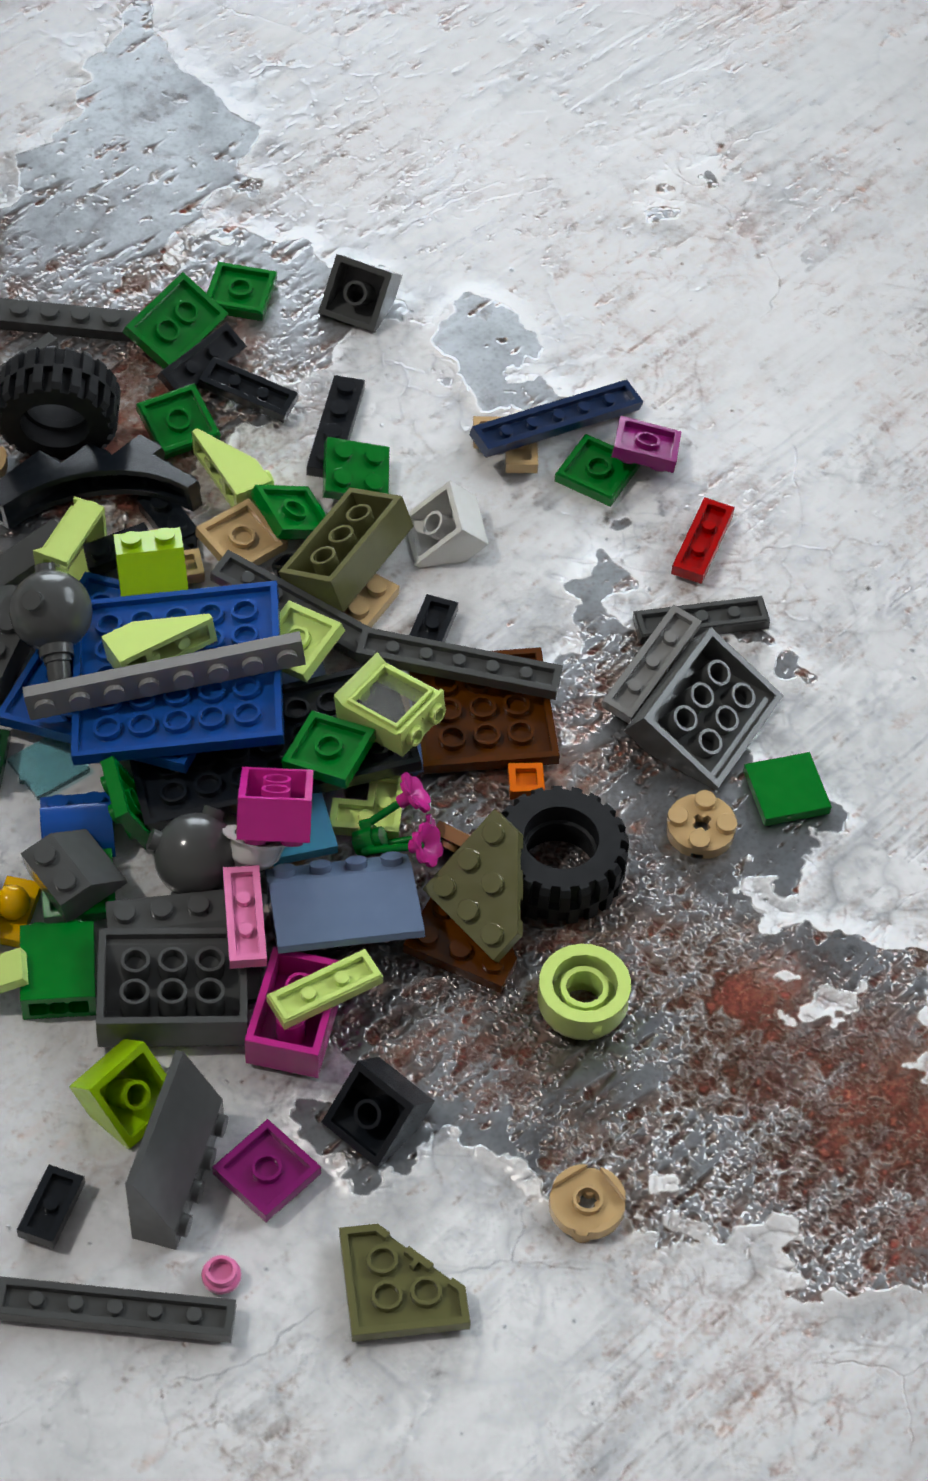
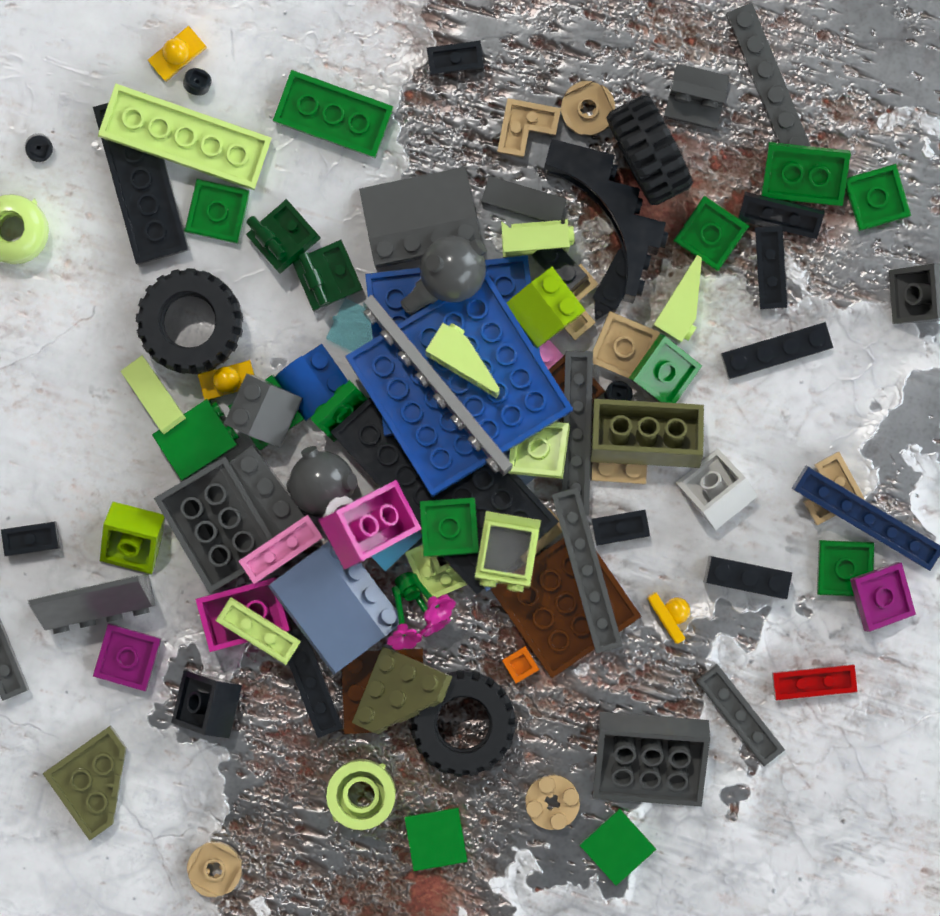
camera: 75 degrees right, 35 degrees up
(221, 1274) = (43, 669): bright pink plate -> none
(354, 466) = (733, 394): green plate -> none
(430, 993) = (313, 688): none -> black plate
(451, 837) = (443, 641): medium nougat plate -> none
(555, 542) = (747, 577): none -> black brick
(555, 626) = (672, 613): none -> yellow tile
(651, 663) = (671, 702): light grey plate -> none
(680, 956) = (436, 839): none -> green tile

